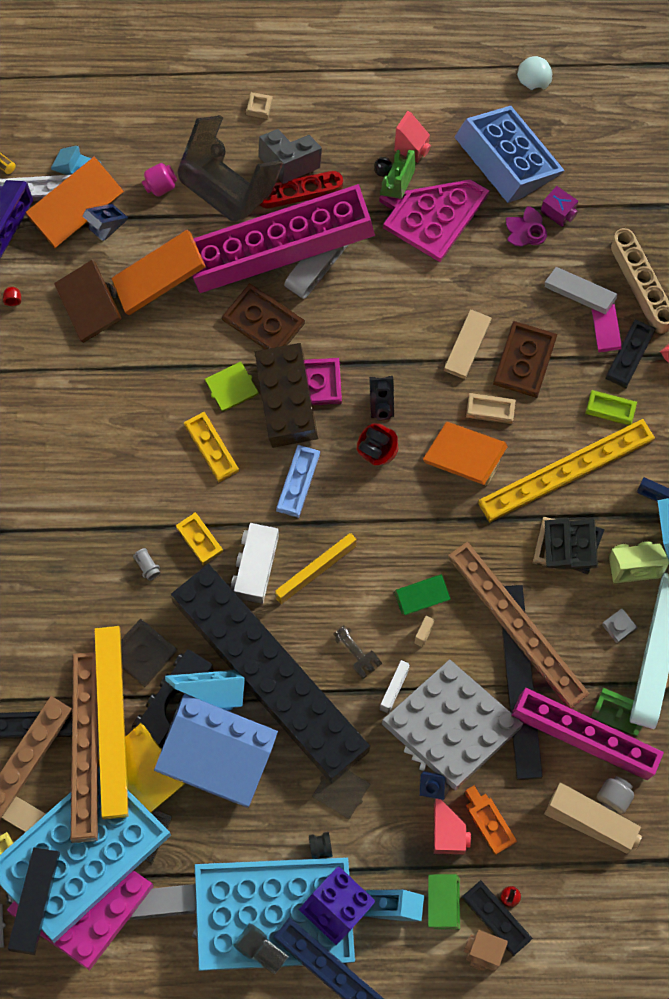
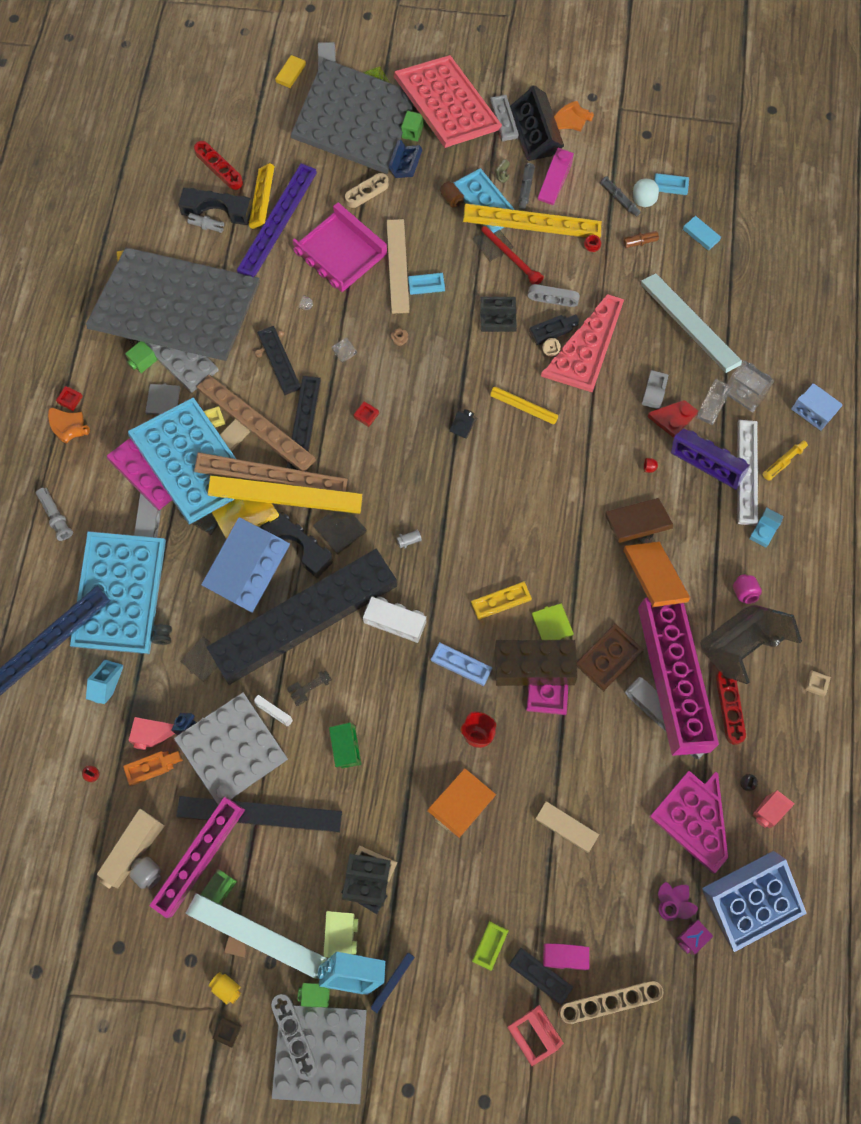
camera: 100 degrees right, 0 degrees up
(34, 901) = (158, 422): black tile -> none
(61, 210) = (730, 520): orange tile -> none
(104, 220) = (712, 541): dark blue slope -> none
(199, 538) = (423, 580): yellow plate -> none
(217, 688) = (294, 571): medium azure slope -> none
(255, 945) = (93, 571): clear smoke piece -> none
(297, 156) = (757, 698): dark grey brick -> none
(315, 568) = (382, 664): yellow tile -> none
(337, 905) = (111, 638): dark purple bracket -> none
(377, 438) = (478, 723): black wheel -> none
(381, 397) = (521, 740): black hips -> none
(399, 176) = (735, 792): bright green hinge -> none
(424, 631) = (314, 742): tan tile -> none
(444, 901) = (97, 720): bright green hinge -> none
(485, 951) = (48, 741): medium nougat brick -> none
(490, 408) = (504, 836): tan tile -> none
(496, 917) = (77, 760): black tile -> none
(518, 625) = (303, 820): medium nougat tile -> none
(525, 359) = (547, 876): reddish brown tile -> none
(535, 73) = (840, 943): light aqua hair -> none
(566, 470) = (438, 894): yellow tile -> none
(580, 290) = (606, 940): light grey tile -> none
(619, 625) = (289, 910): light grey plate -> none

